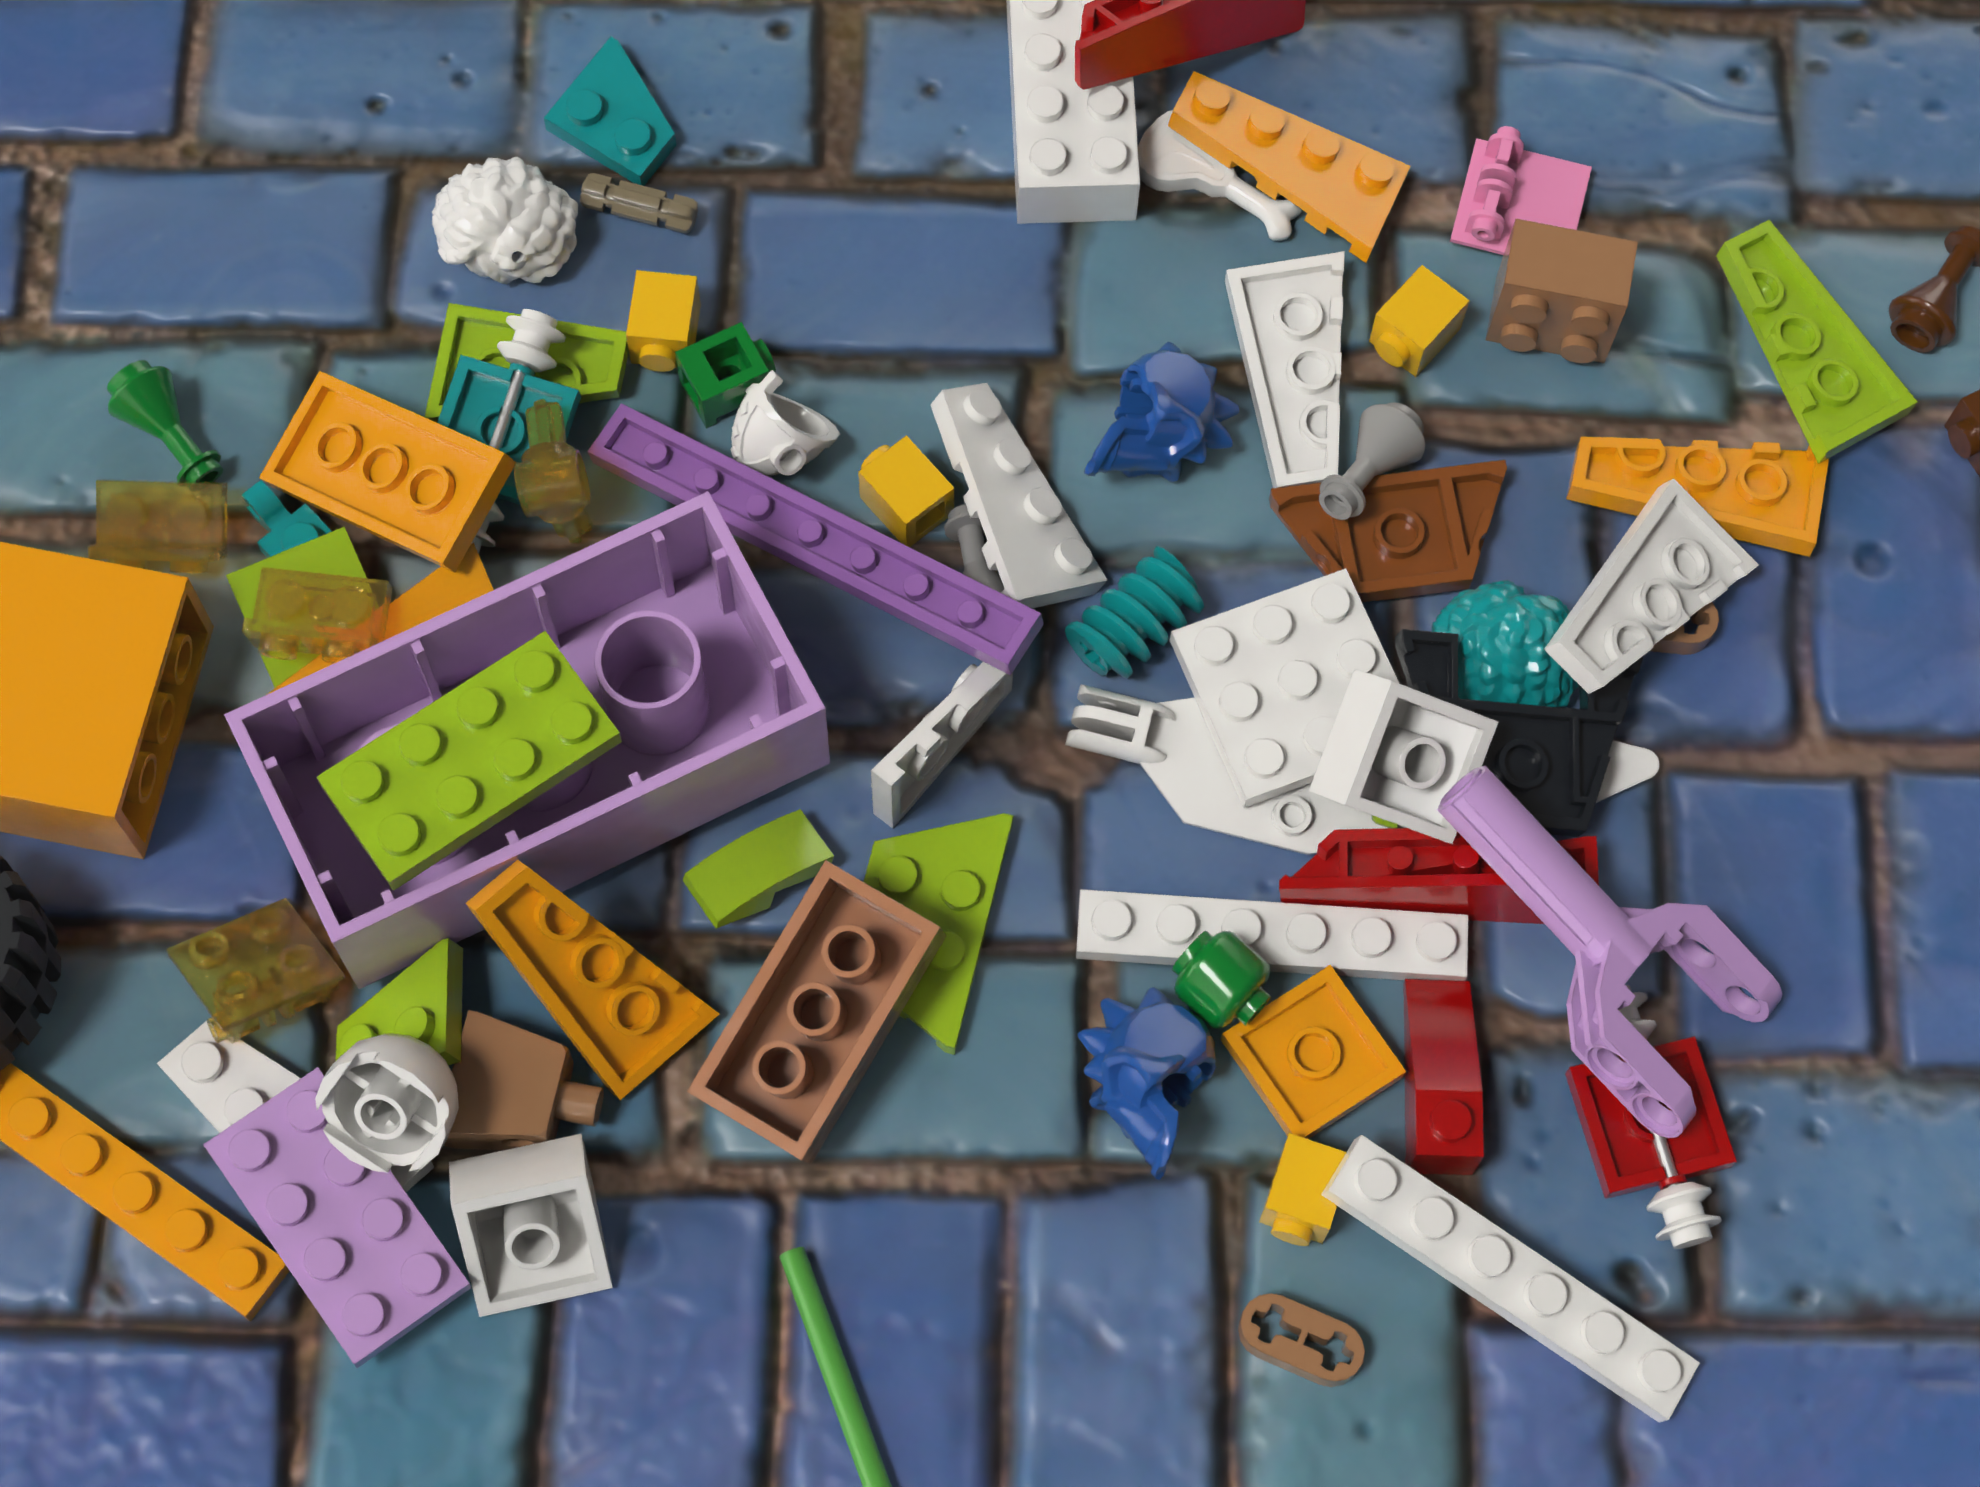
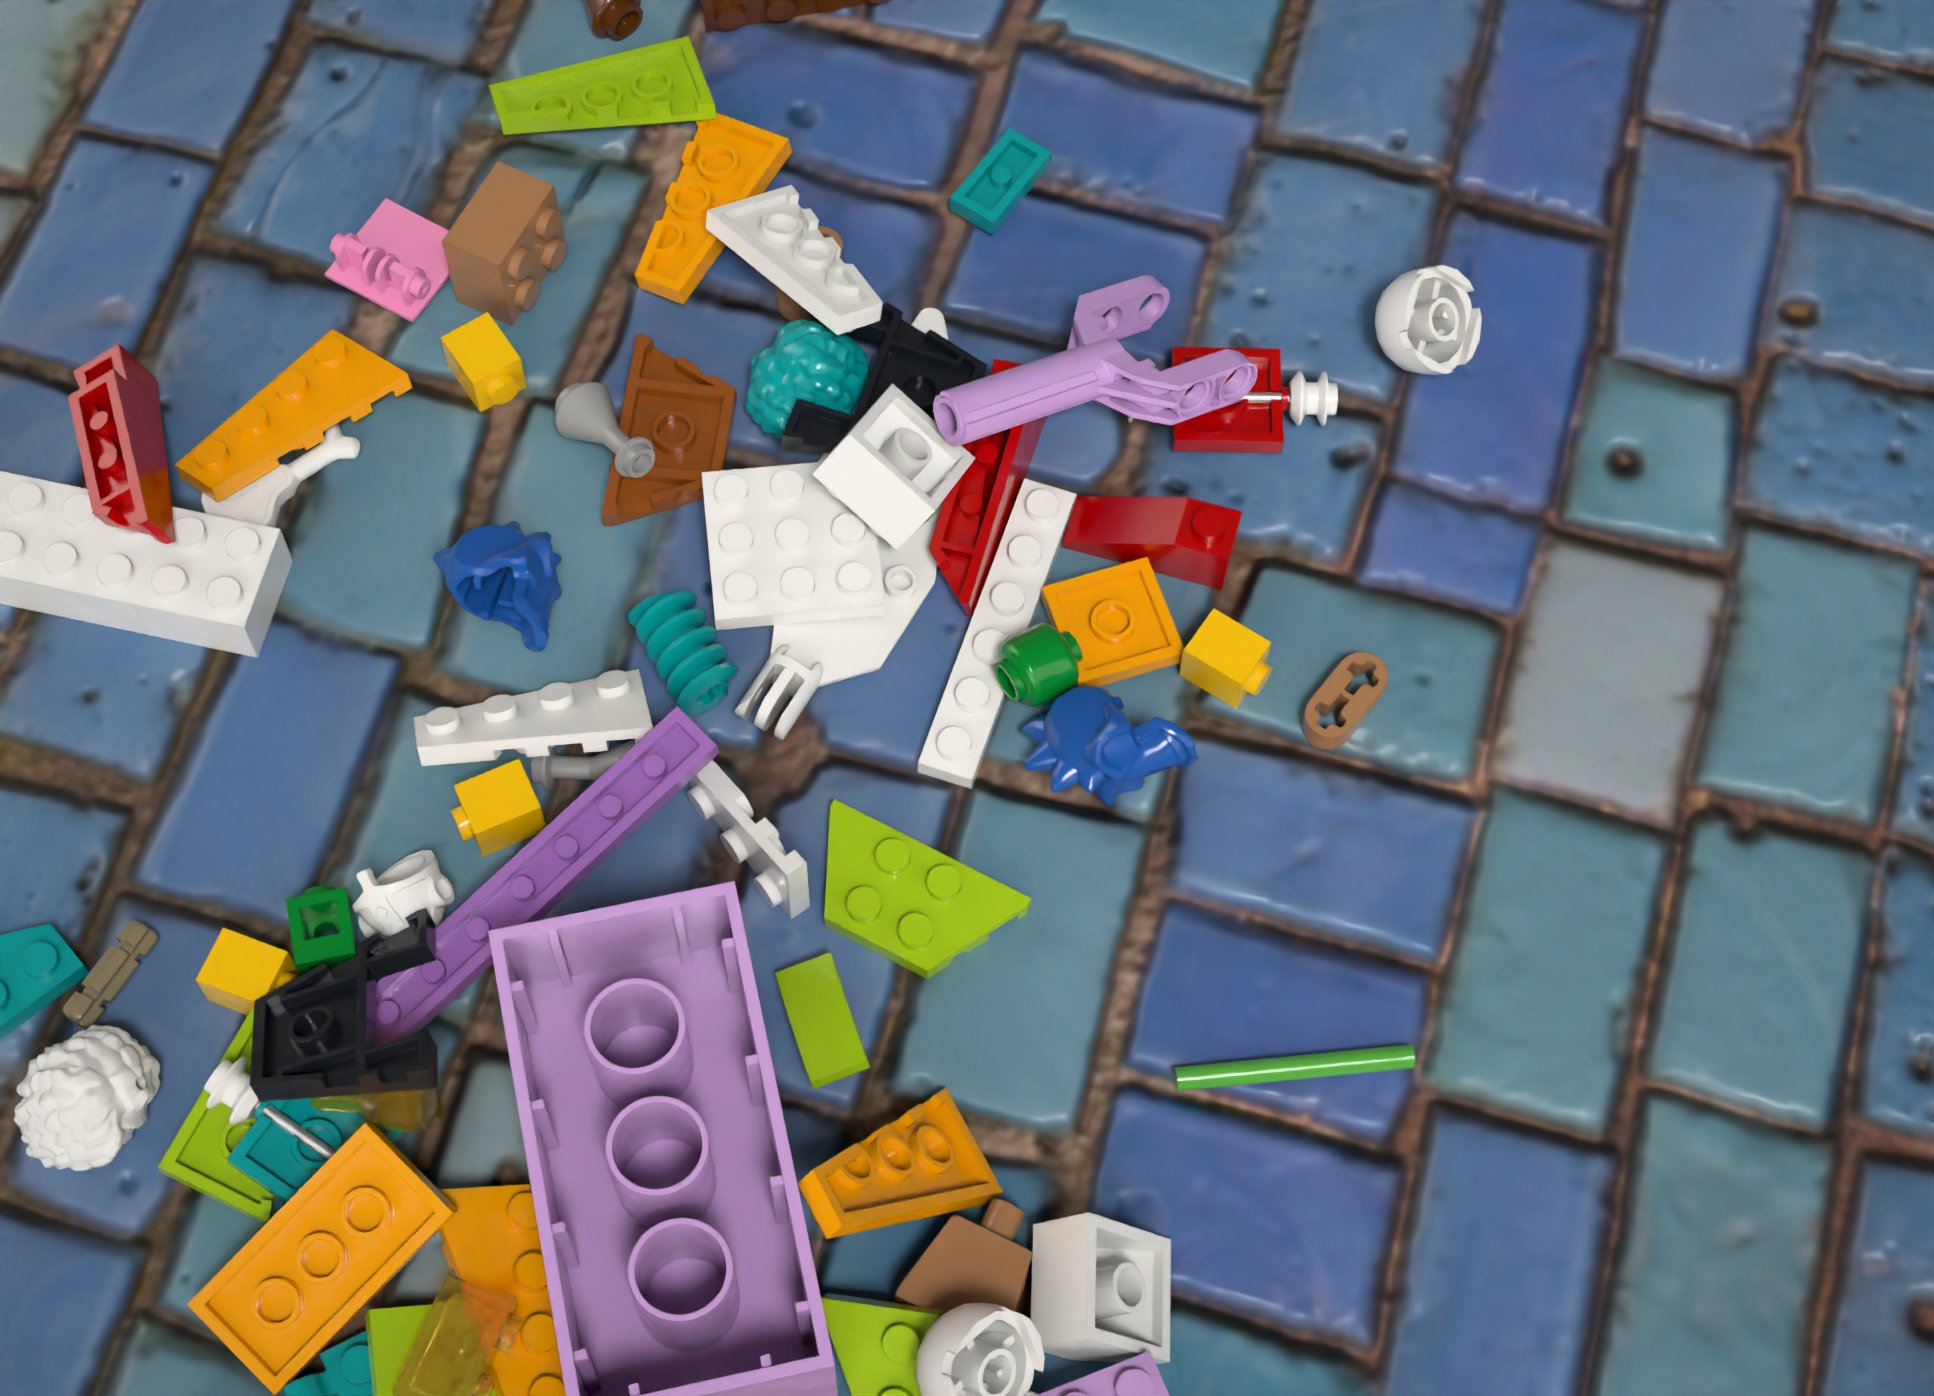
camera: 75 degrees left, 5 degrees down
(469, 760) = (693, 1199): lime plate -> none
(607, 387) = (320, 1027): none -> black wing
(817, 1012) = (982, 988): nougat brick -> none
(1291, 353) = (465, 467): white wing -> none
(1511, 1279) = (1334, 531): white plate -> none
(1830, 1328) = (1428, 320): none -> white cylinder
(1857, 792) = (1000, 181): none -> teal plate

